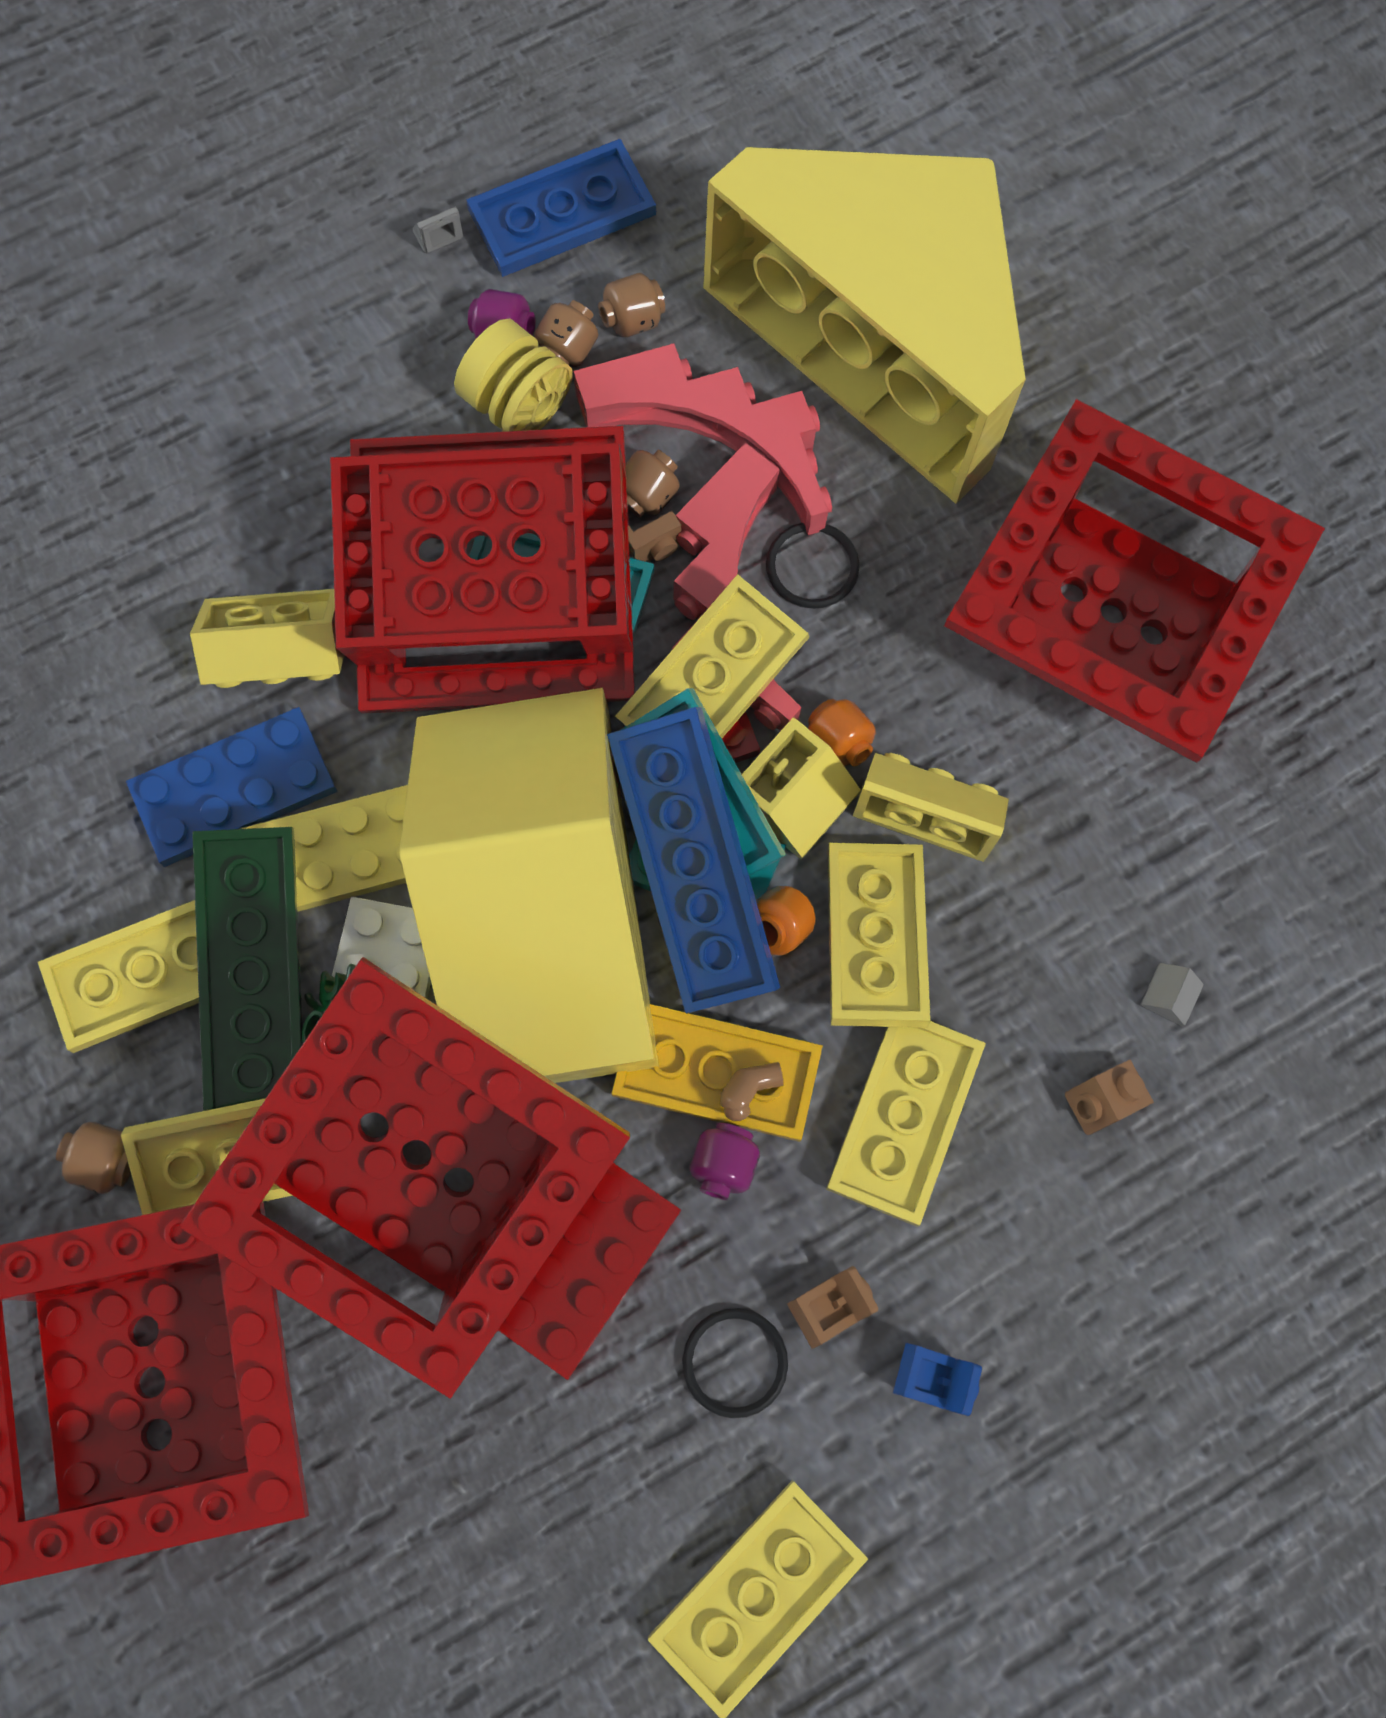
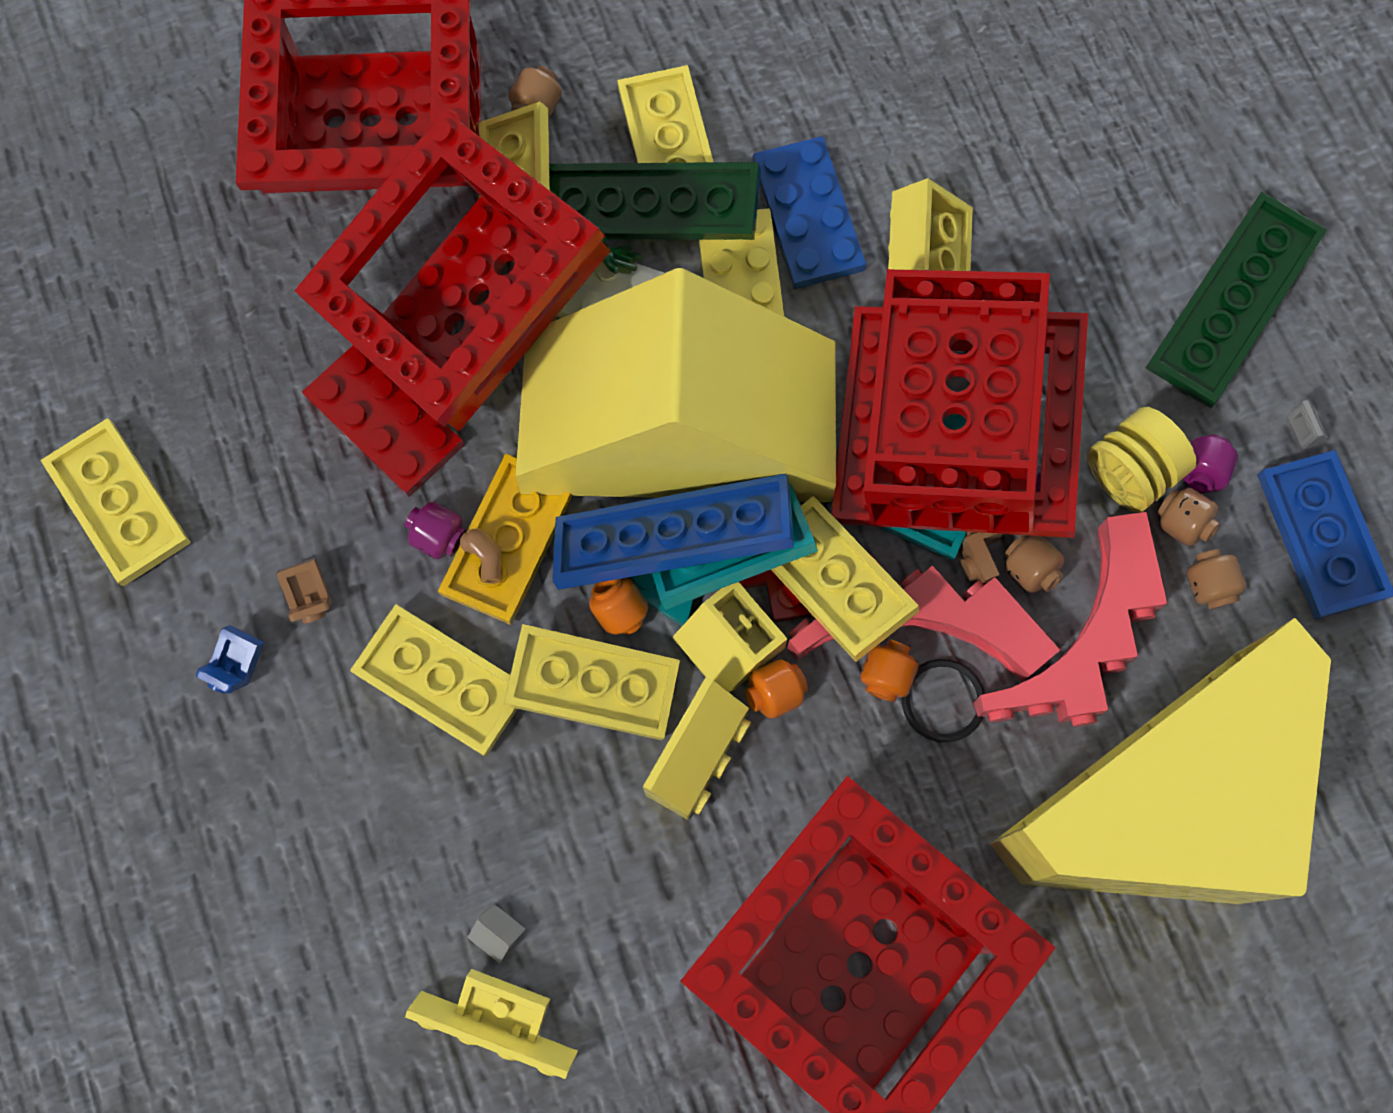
camera: 105 degrees right, 0 degrees up
(294, 306) = (1236, 299): none -> dark green plate
(687, 1361) = (297, 549): black tyre -> none
(806, 610) = (889, 671): none -> orange head
(1108, 1097) = (419, 854): medium nougat bracket -> none
(1267, 972) = (497, 1019): none -> light yellow bracket

